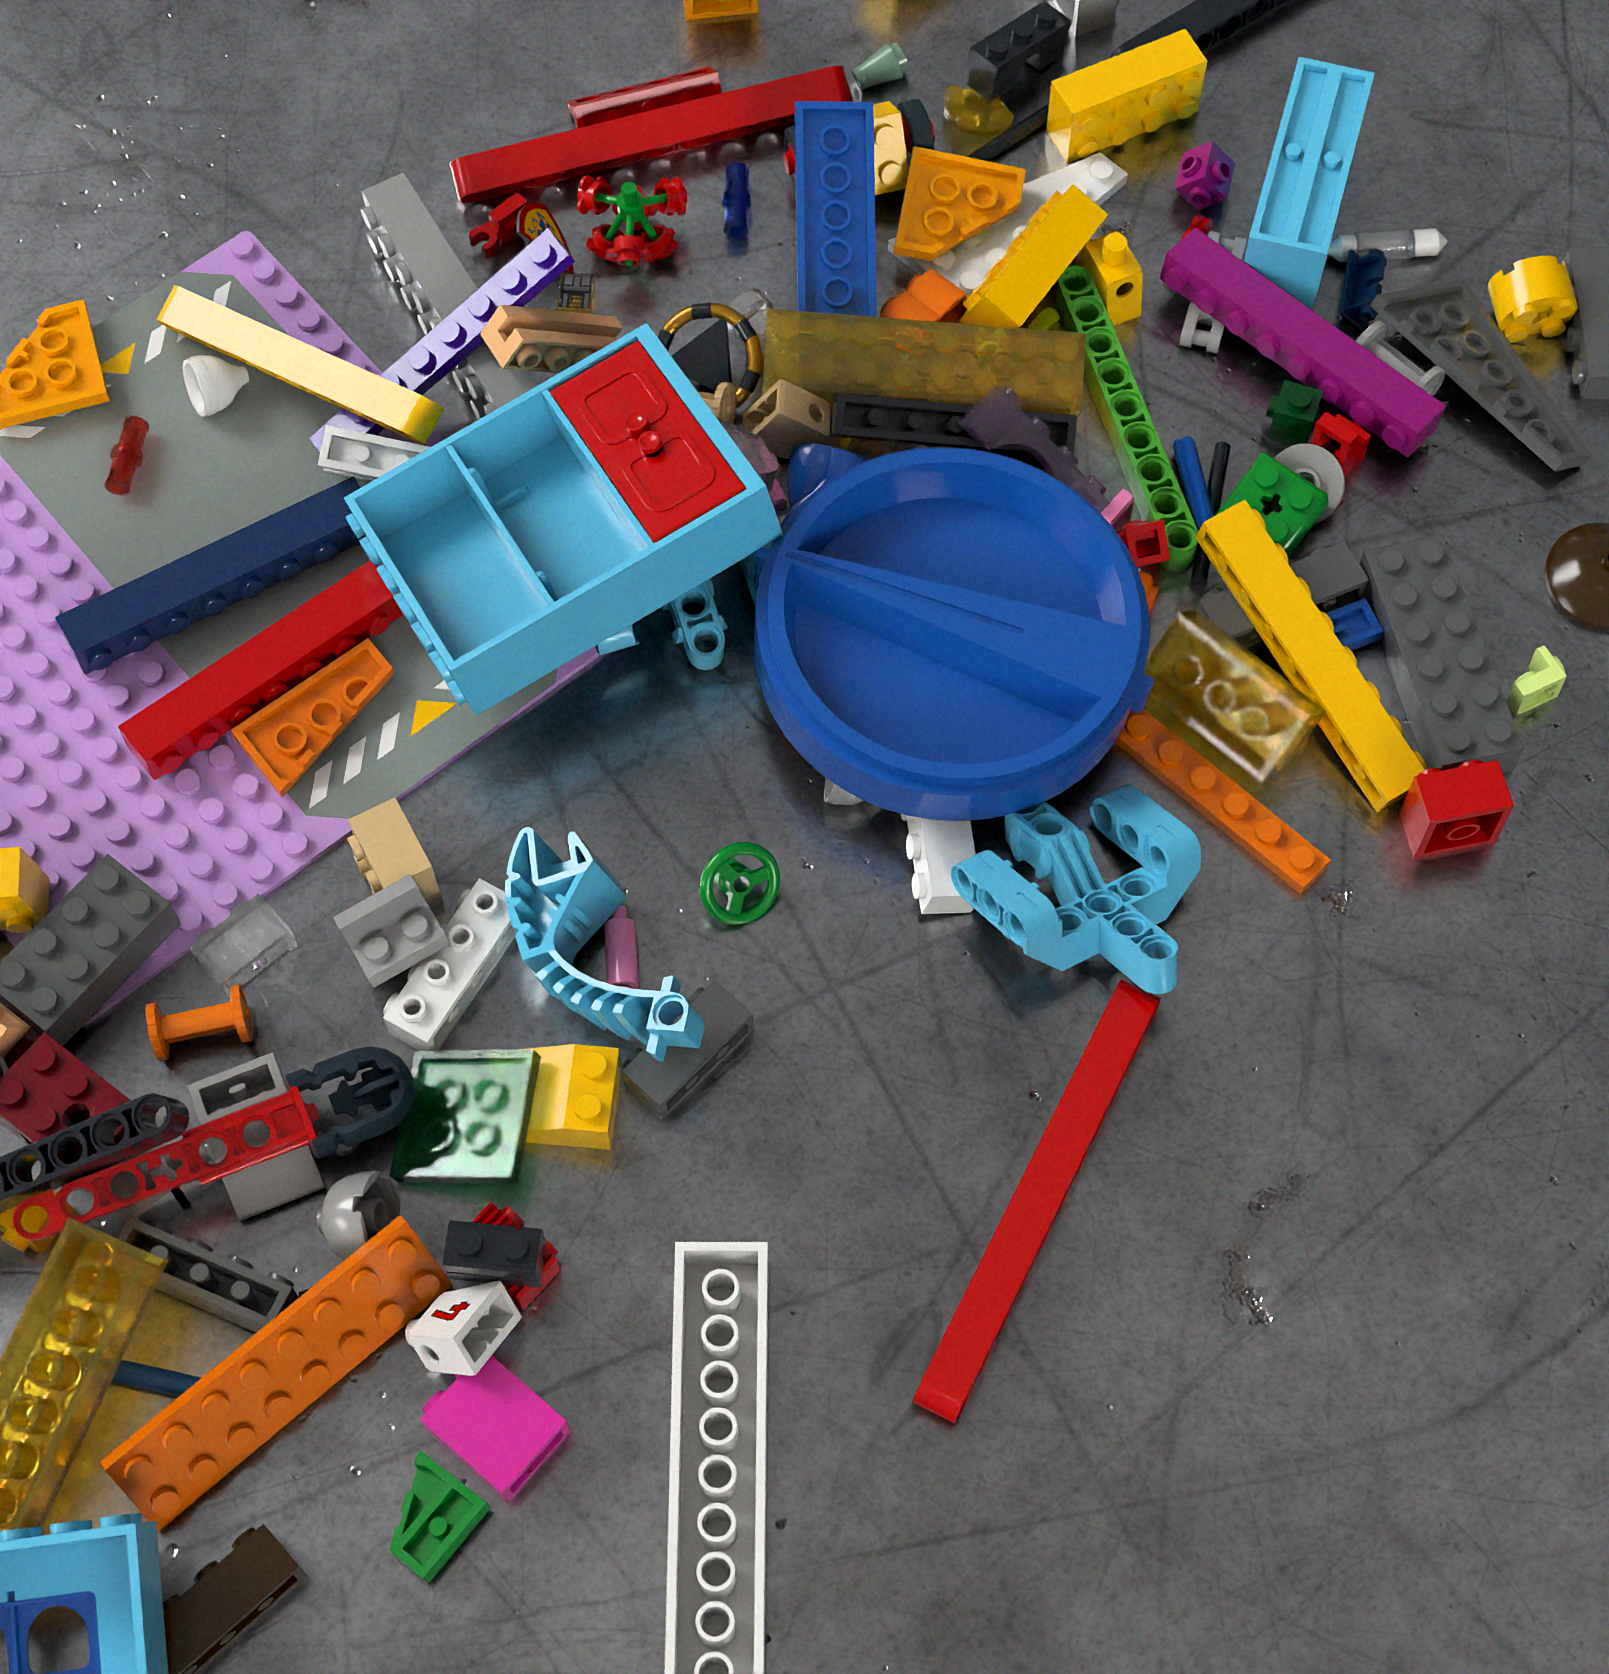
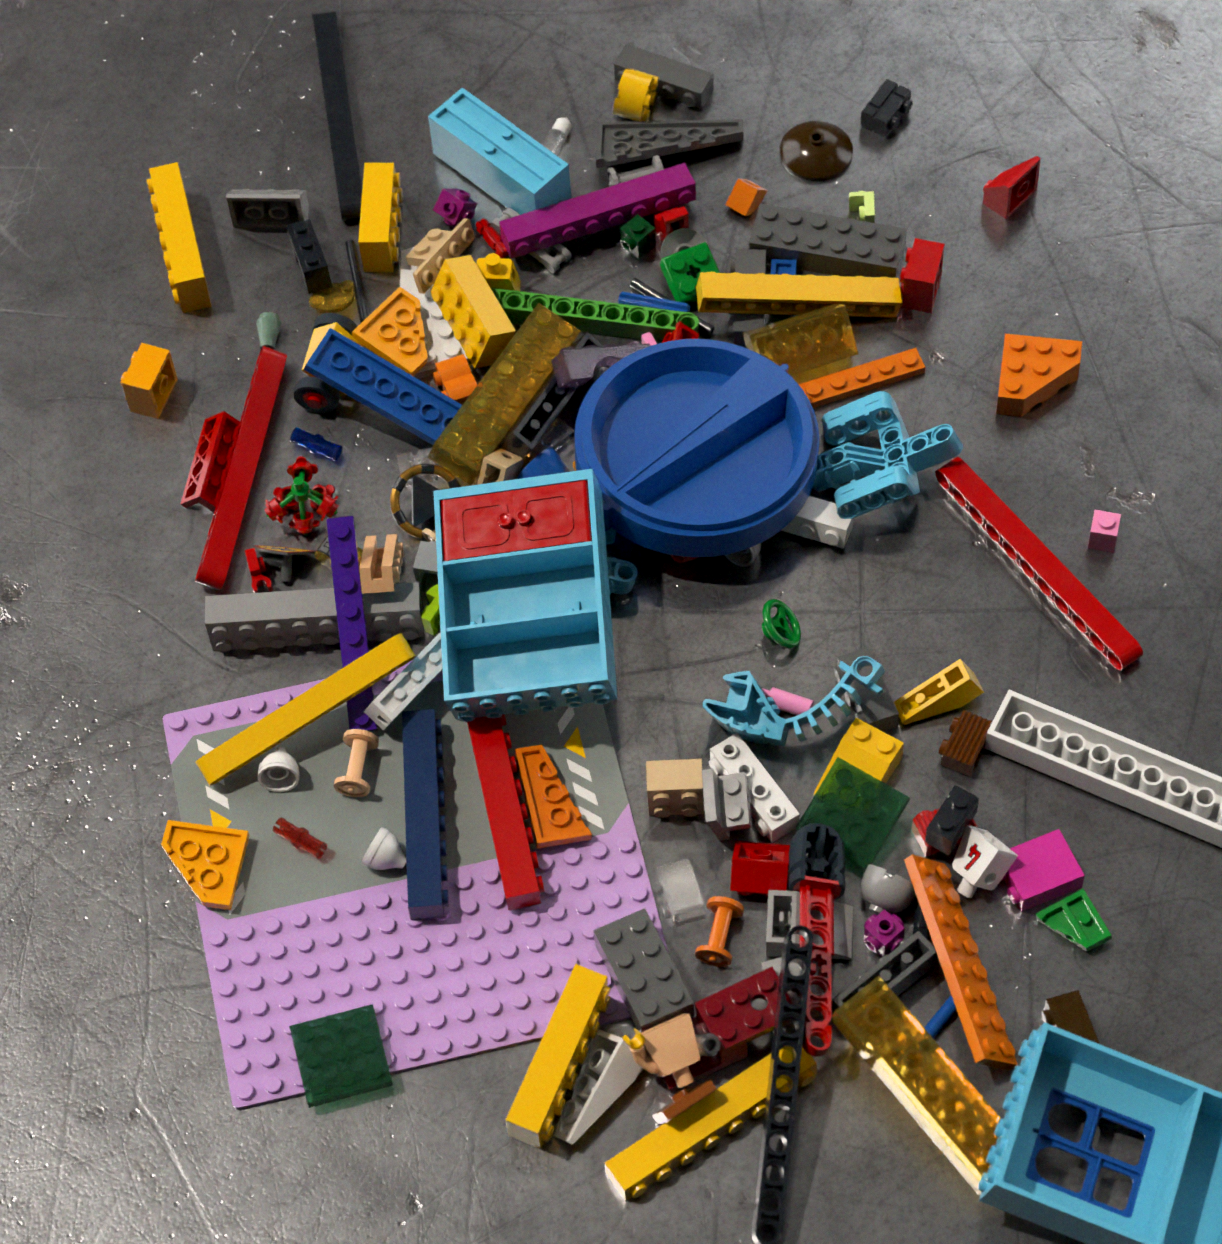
camera: 60 degrees left, 5 degrees down
(140, 551) = (384, 852): none -> white helmet
(259, 464) = (360, 742): none -> light nougat hose
(295, 1256) = (883, 933): none -> magenta brick
(325, 1021) = (759, 867): none -> red slope
(655, 1222) = (965, 744): none -> reddish brown brick
(733, 1152) = (941, 693): none -> yellow slope
(1118, 188) = (434, 249): none -> tan bracket
(1146, 1270) = (1104, 531): none -> bright pink brick
(1362, 286) = (584, 172): dark blue hinge -> none
(1382, 1043) = (1035, 371): none -> orange brick
(1459, 517) = (745, 197): none -> orange brick

